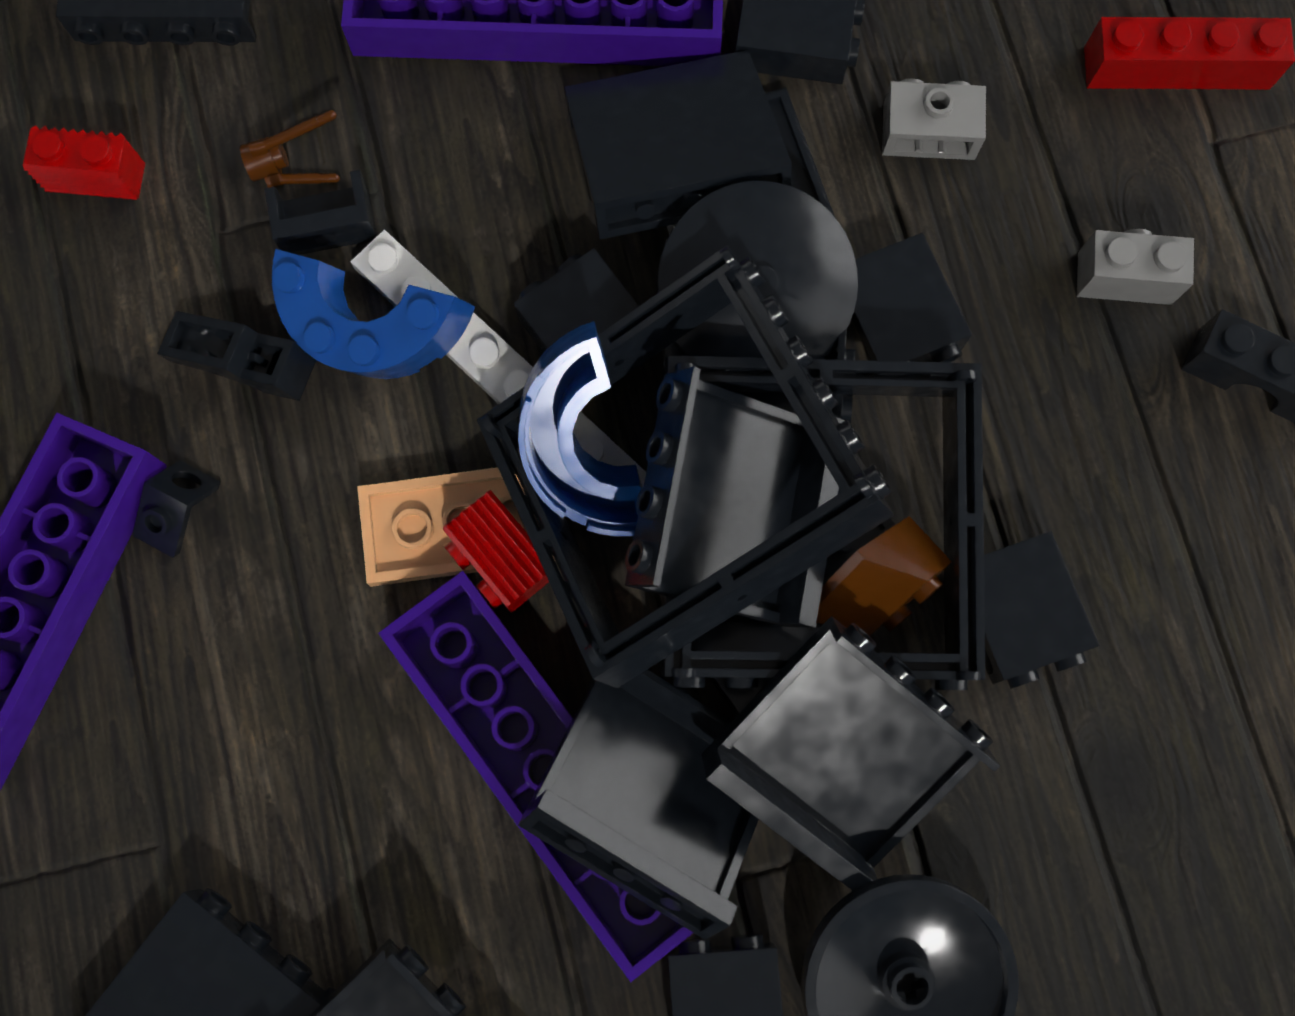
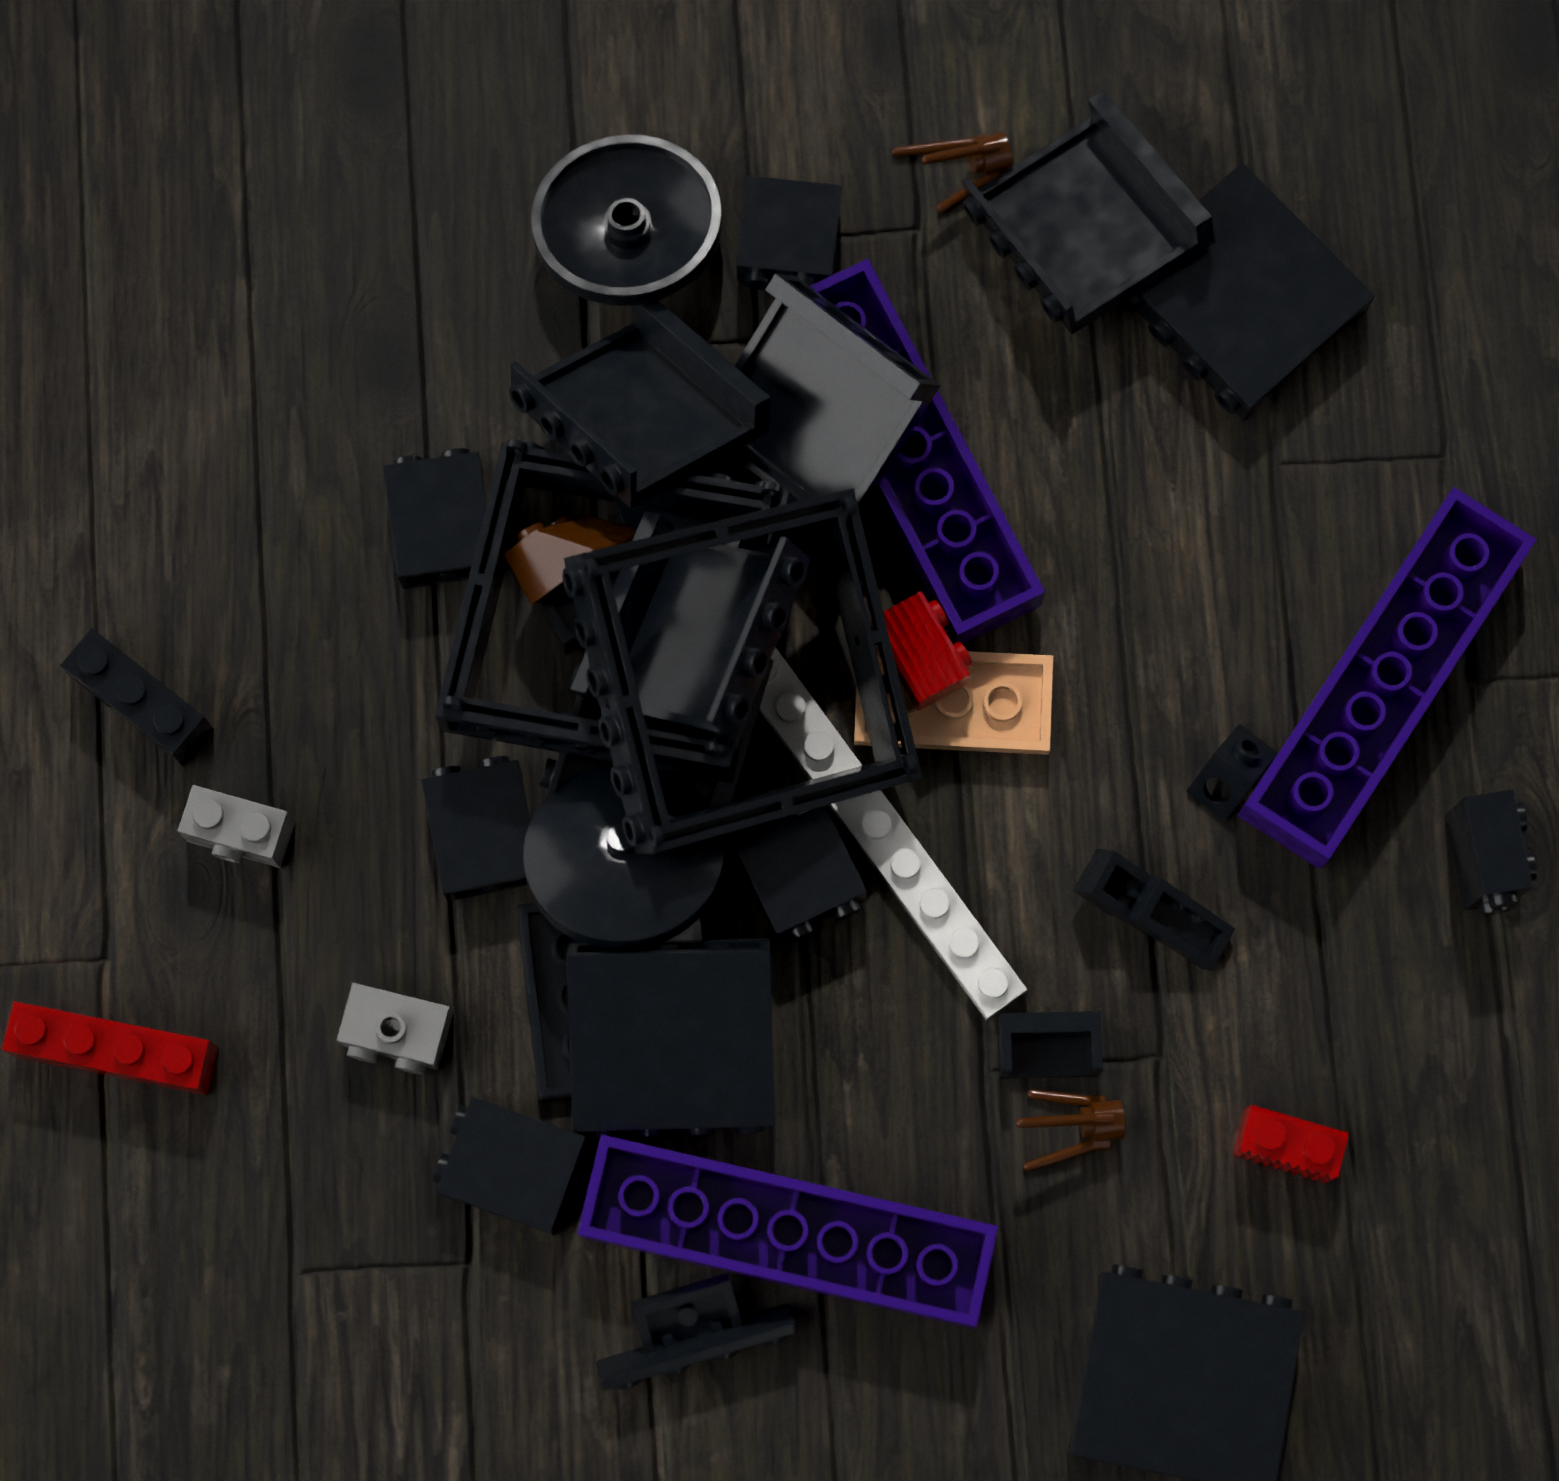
camera: 170 degrees left, 0 degrees up
(393, 346) = (1037, 893): blue brick -> none
(553, 459) = (849, 704): blue brick -> none

